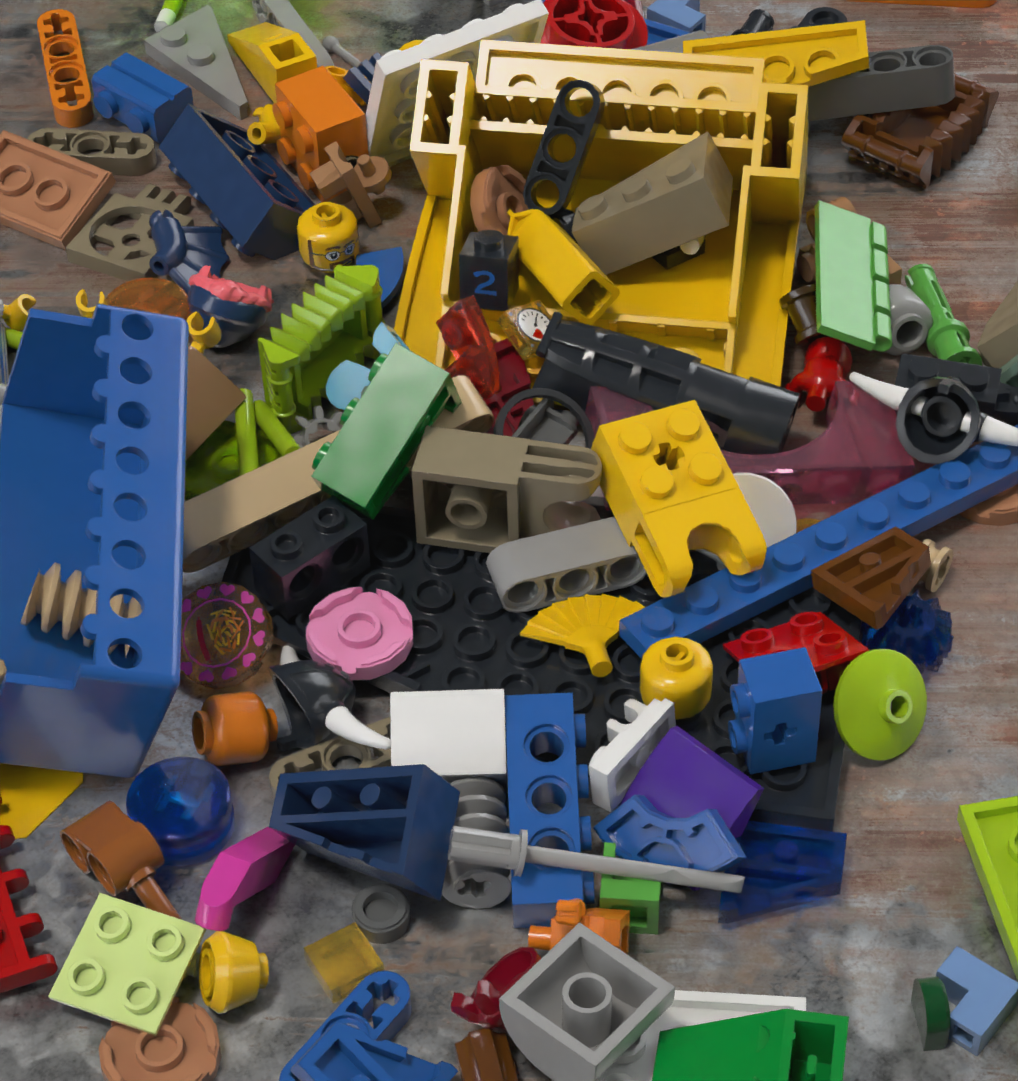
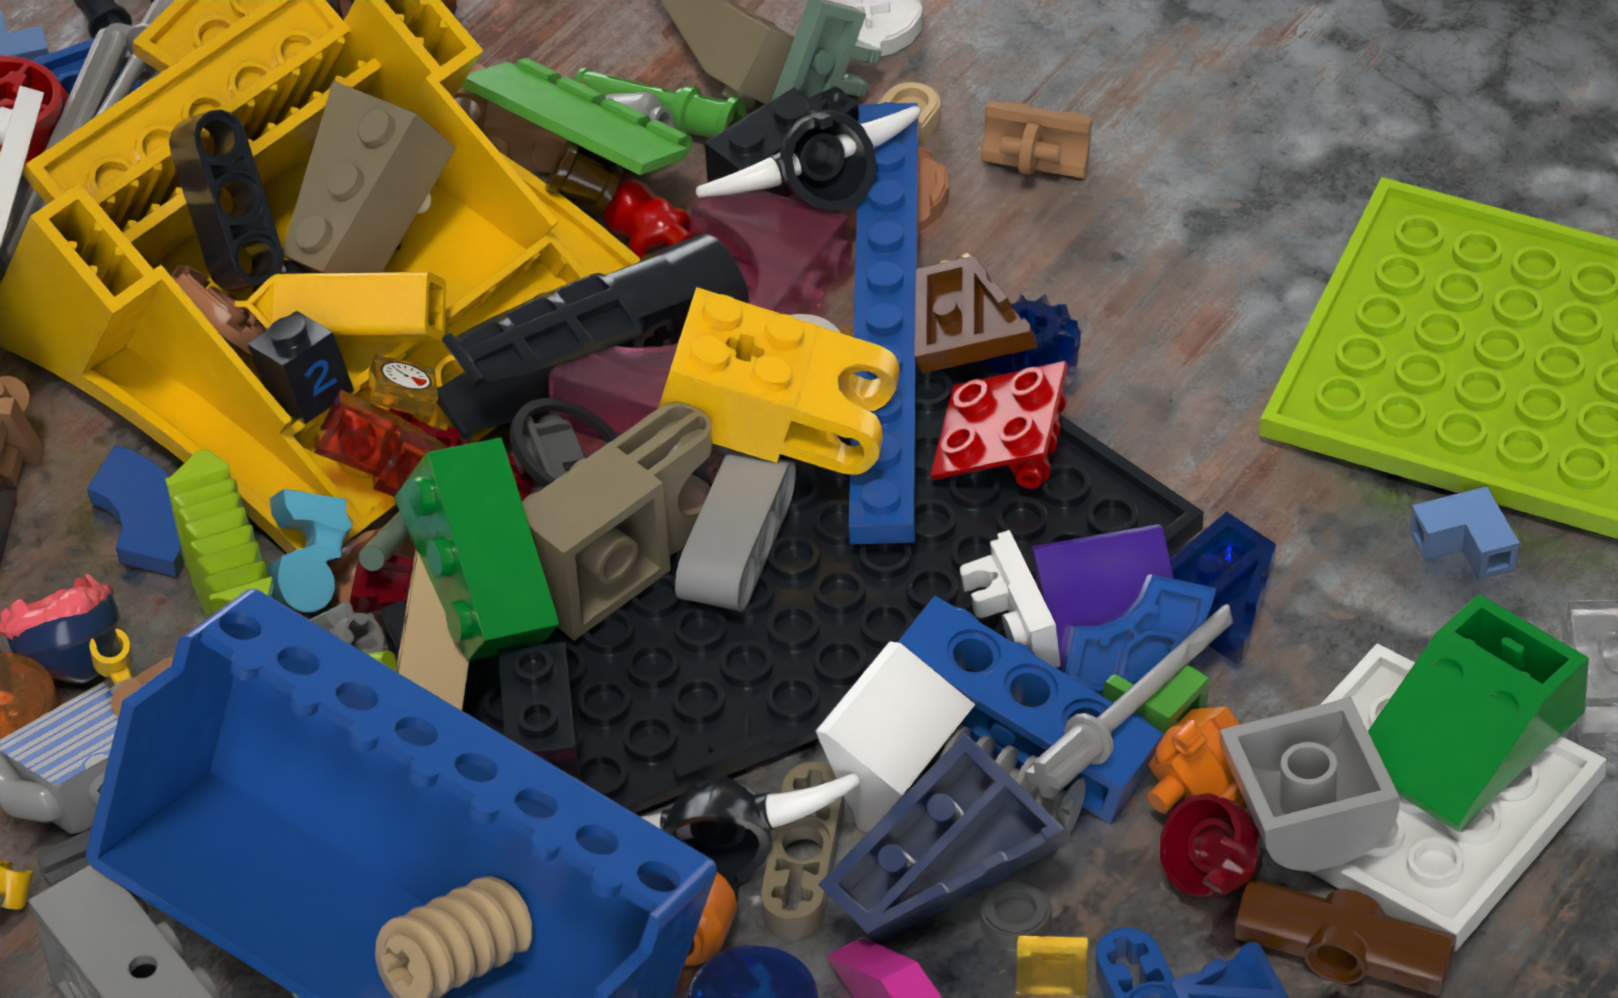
camera: 55 degrees left, 0 degrees up
(328, 236) = (46, 492): yellow head -> none
(360, 632) = (661, 742): bright pink tile -> none
(583, 626) = (815, 560): yellow hand -> none
(679, 672) = (963, 517): yellow head -> none
(776, 710) = (1083, 461): blue brick -> none
(865, 699) = (1109, 401): lime dish -> none
(931, 1012) = (1459, 564): dark green tile -> none

